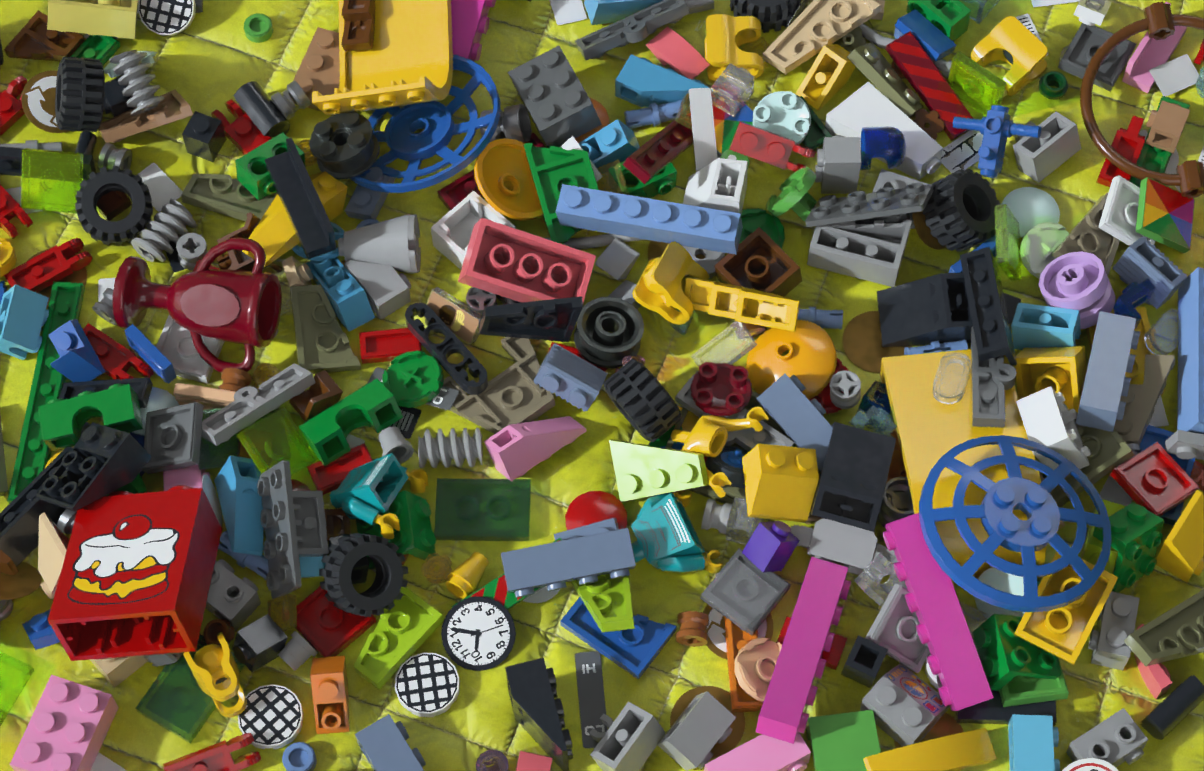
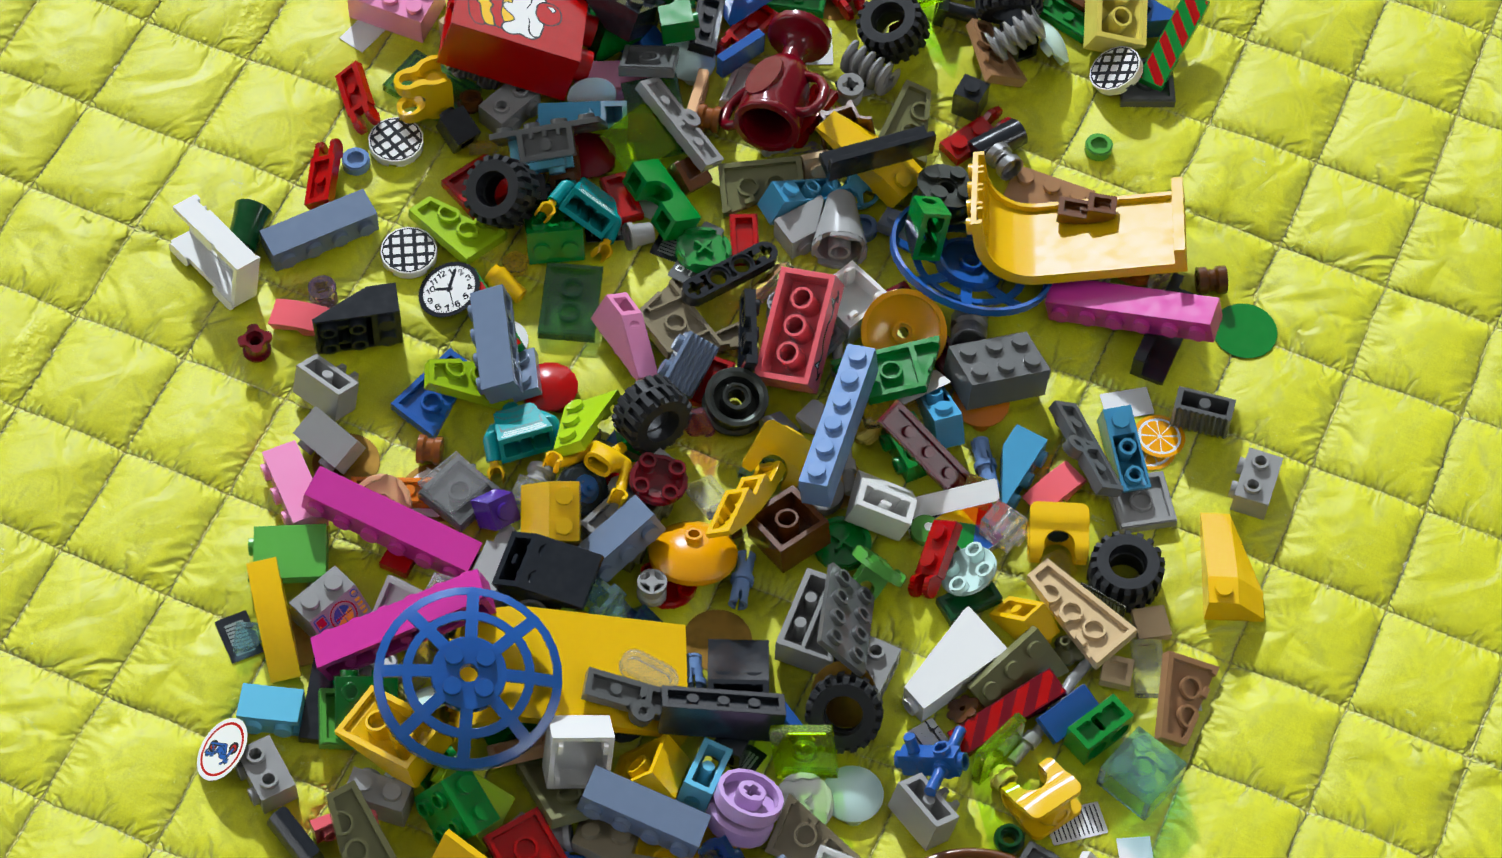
camera: 90 degrees right, 5 degrees down
(111, 156) = (949, 33): flat silver wheel -> none
(159, 186) = (926, 69): white sticker -> none
(252, 168) = (945, 144): green brick -> none
(263, 371) = (719, 139): clear yellow plate -> none
(297, 651) = (450, 158): light grey piece -> none
(330, 694) = (408, 179): orange slope -> none
(402, 146) = (930, 219): none -> green torso
(450, 448) = (629, 270): light grey piece -> none
(590, 695) = (386, 374): dark grey sticker -> none
(838, 165) = (908, 611): light grey brick -> none
(864, 661) = (371, 575): black brick -> none
(884, 143) = (917, 640): clear blue helmet -> none

